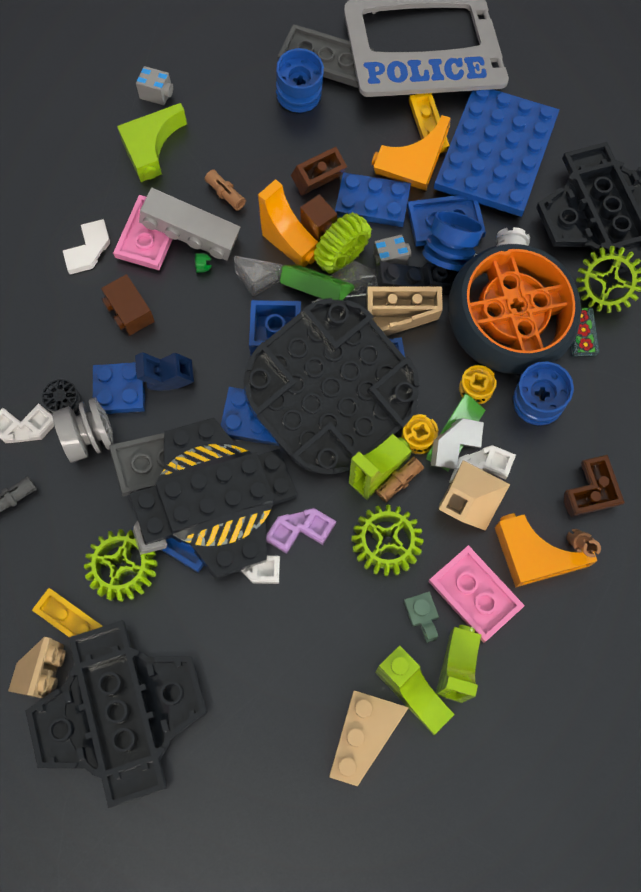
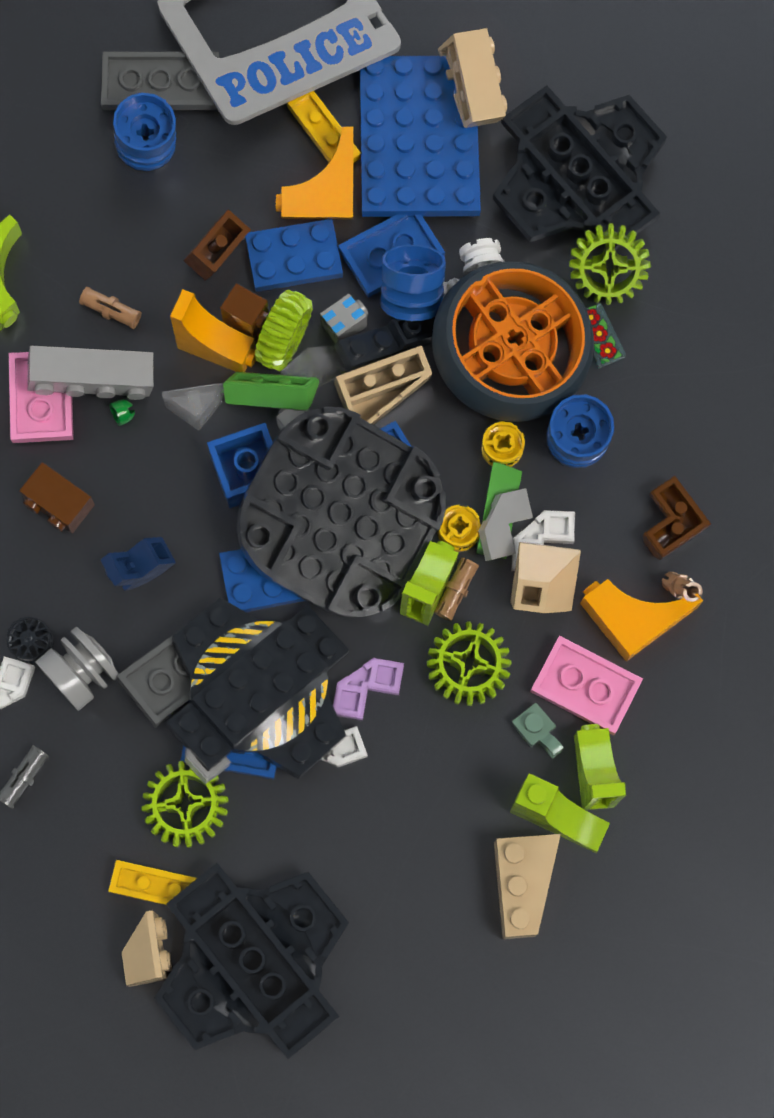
camera: 25 degrees left, 5 degrees up
(118, 388) = (89, 601): blue plate -> none
(555, 115) = (475, 77): none -> tan wedge

